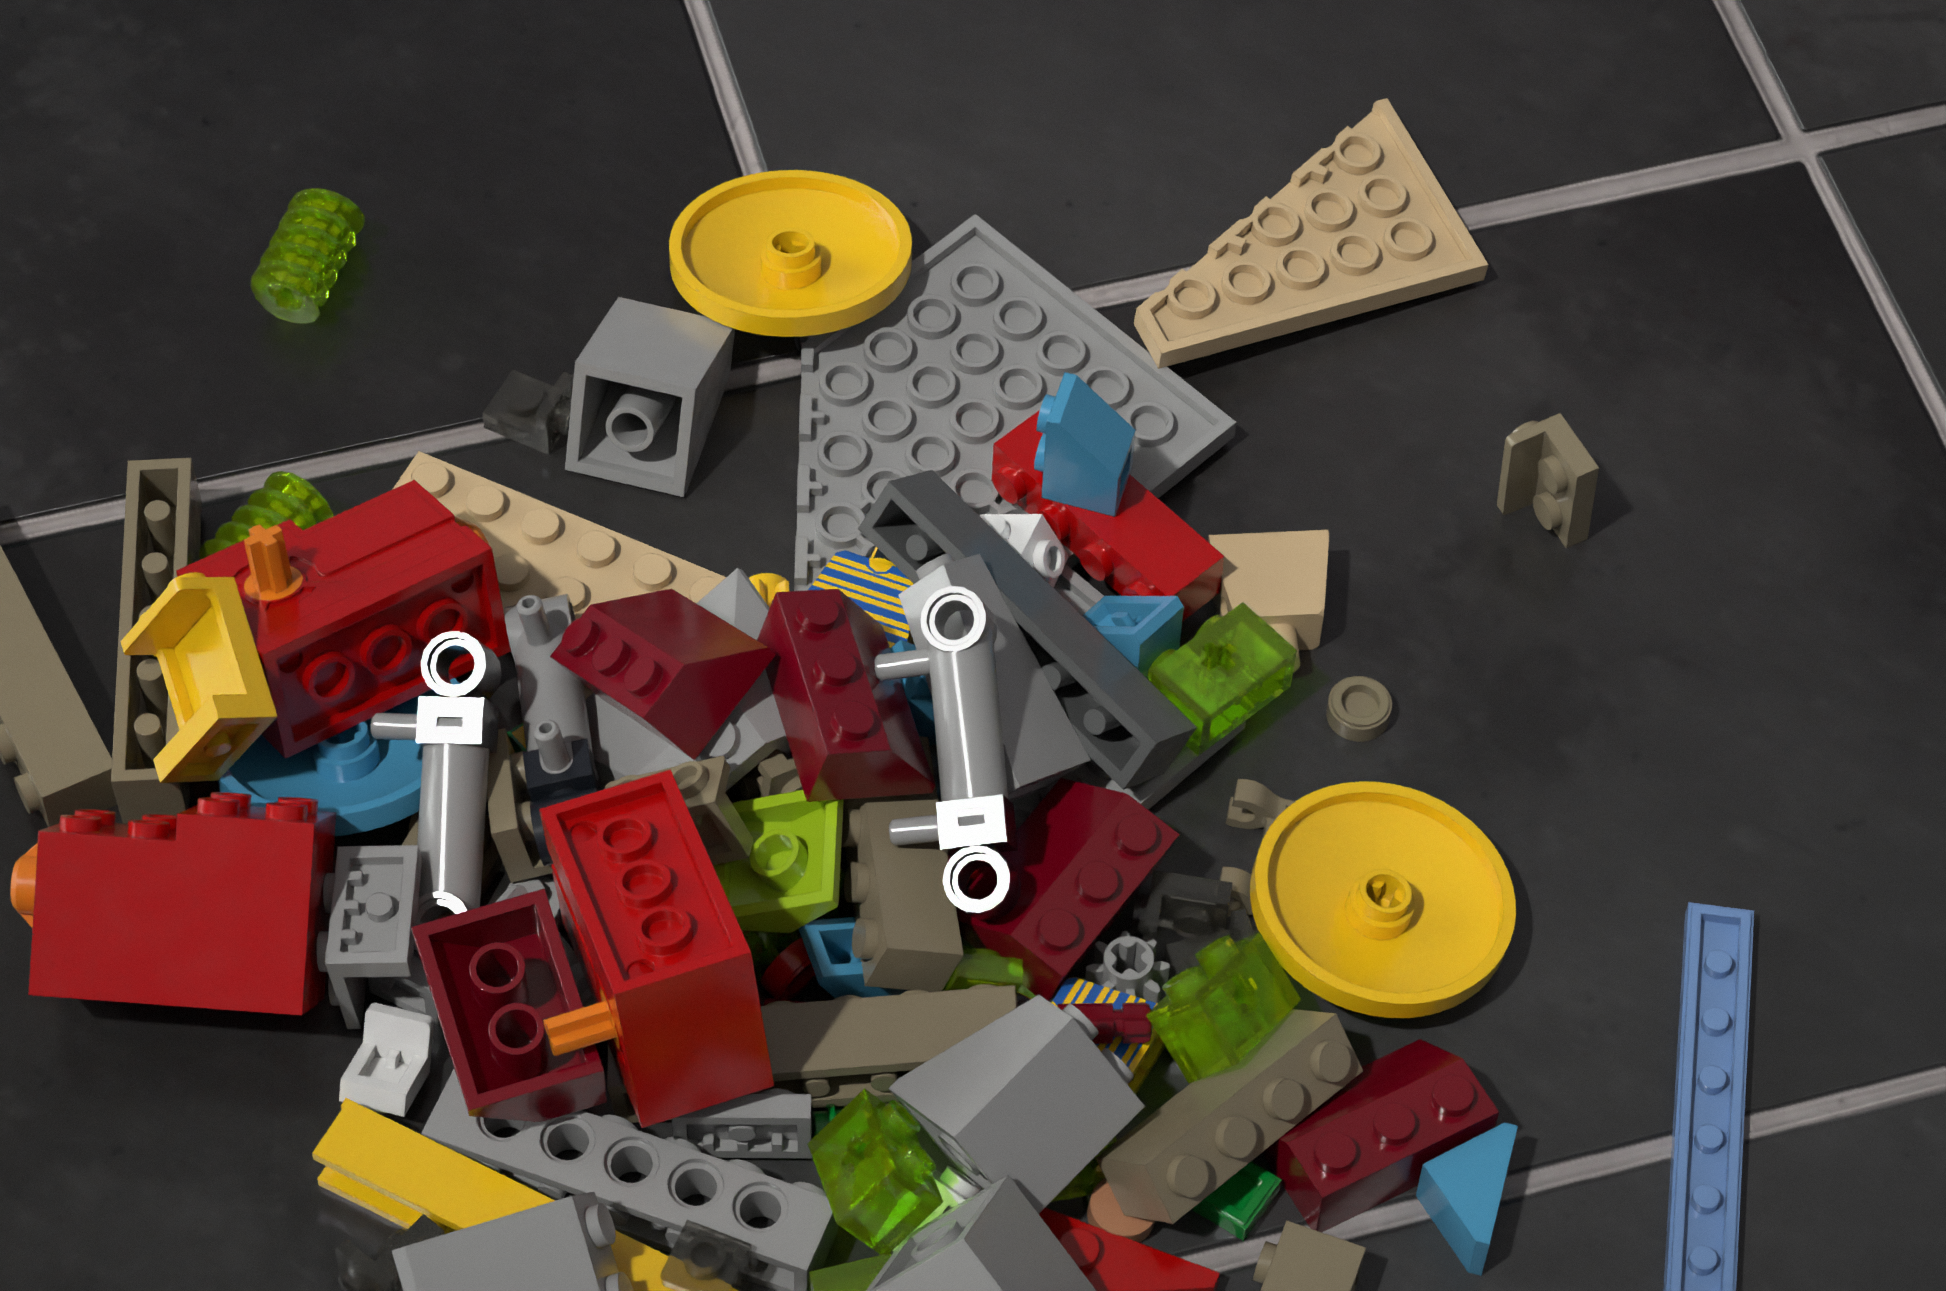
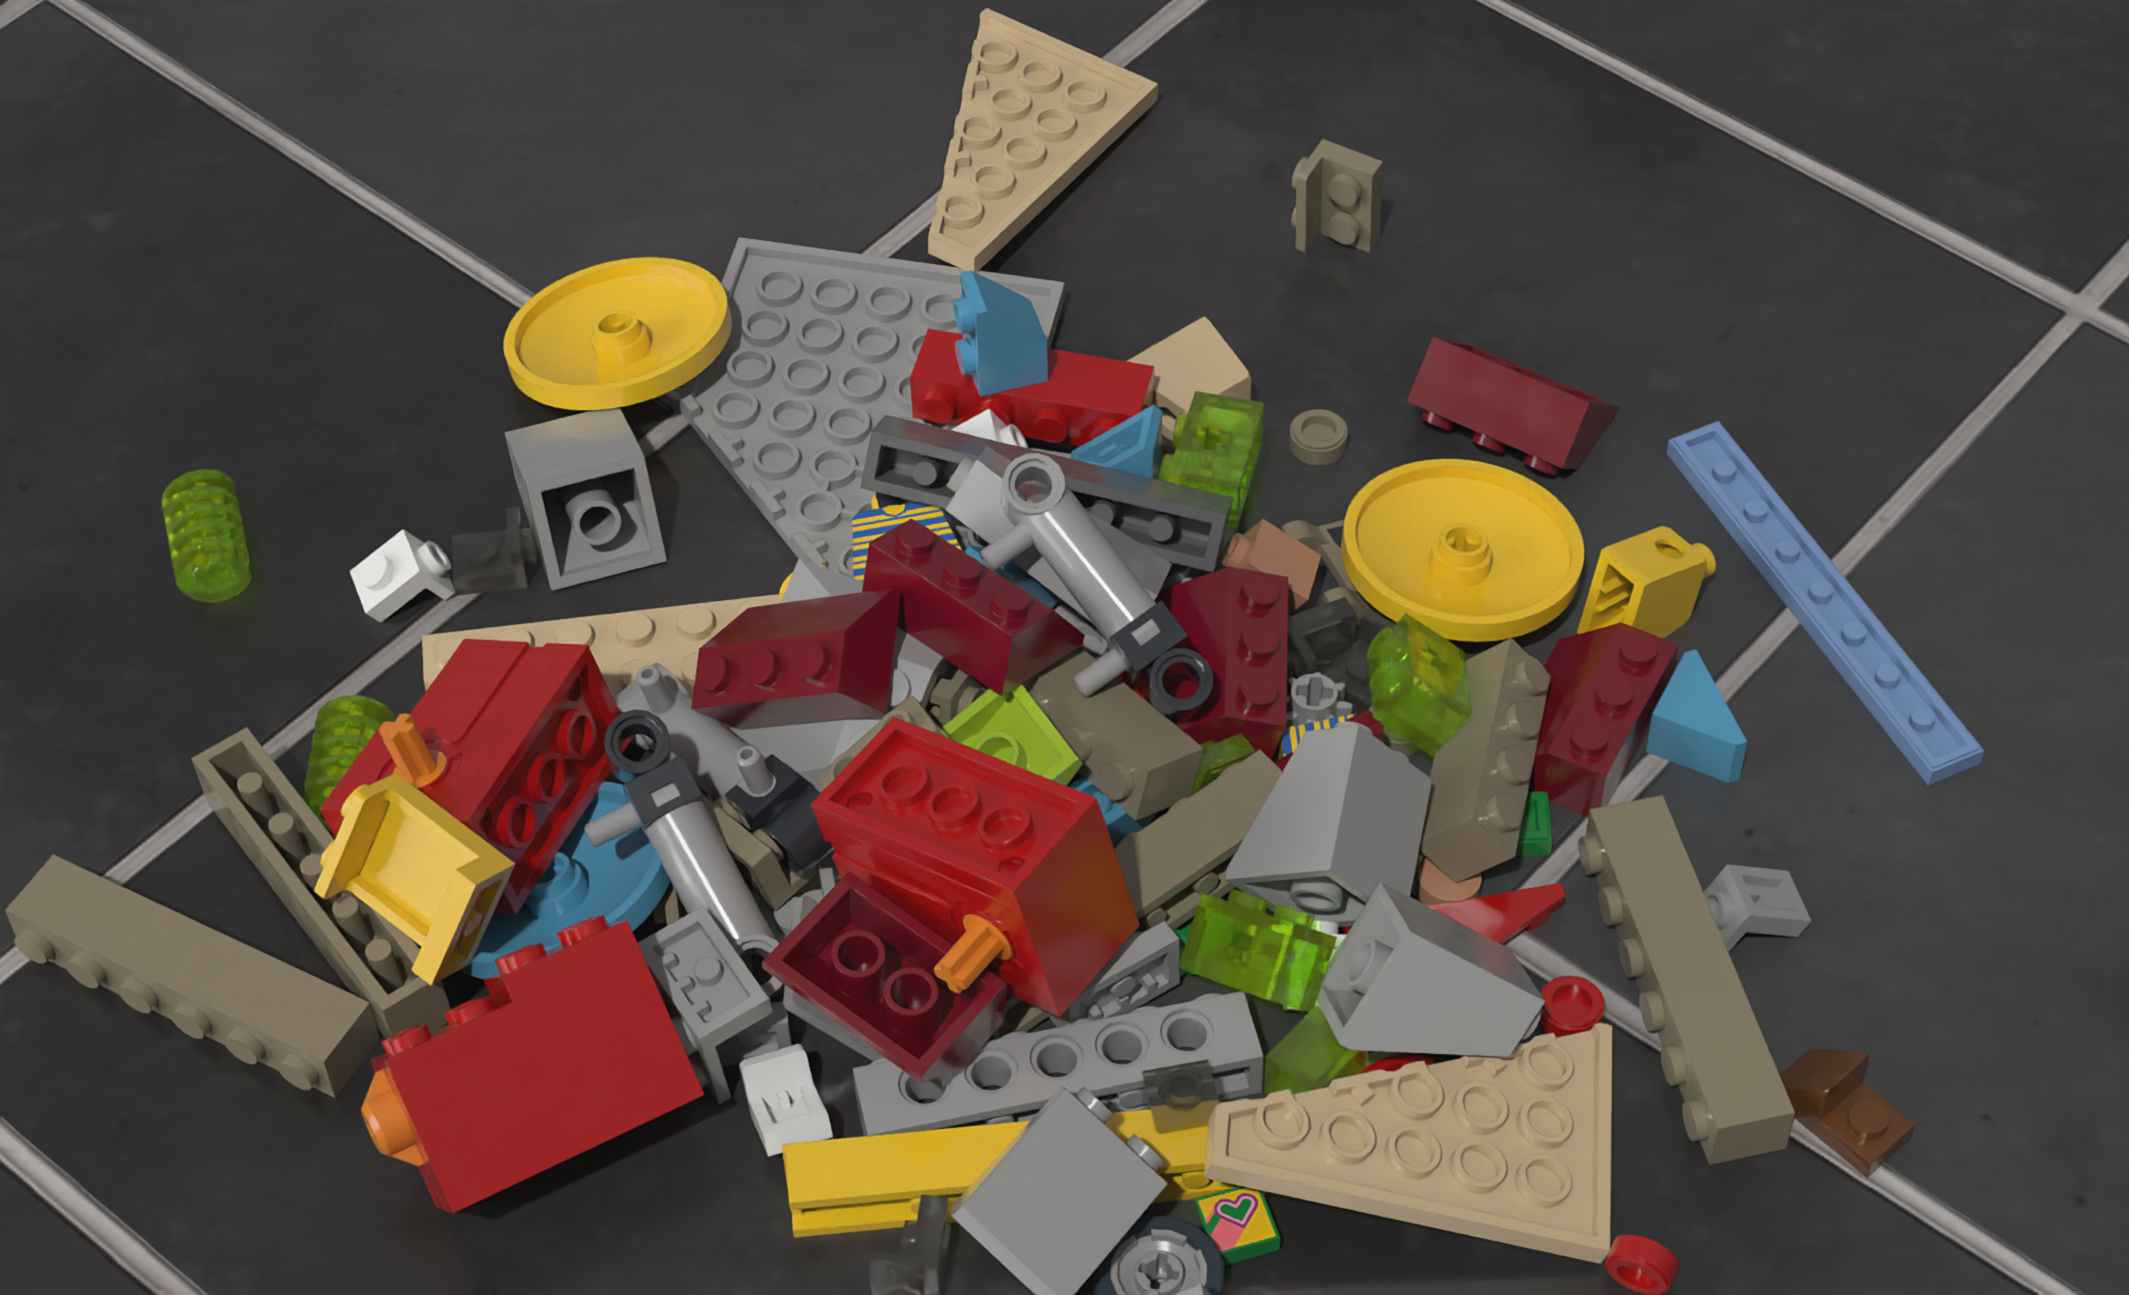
camera: 30 degrees left, 5 degrees down
(444, 380) = (399, 573): none -> white bracket
(1195, 809) = (1277, 553): none -> nougat brick
(1529, 1037) = (1647, 583): none -> yellow torso
(1561, 779) = (1509, 405): none -> dark red slope

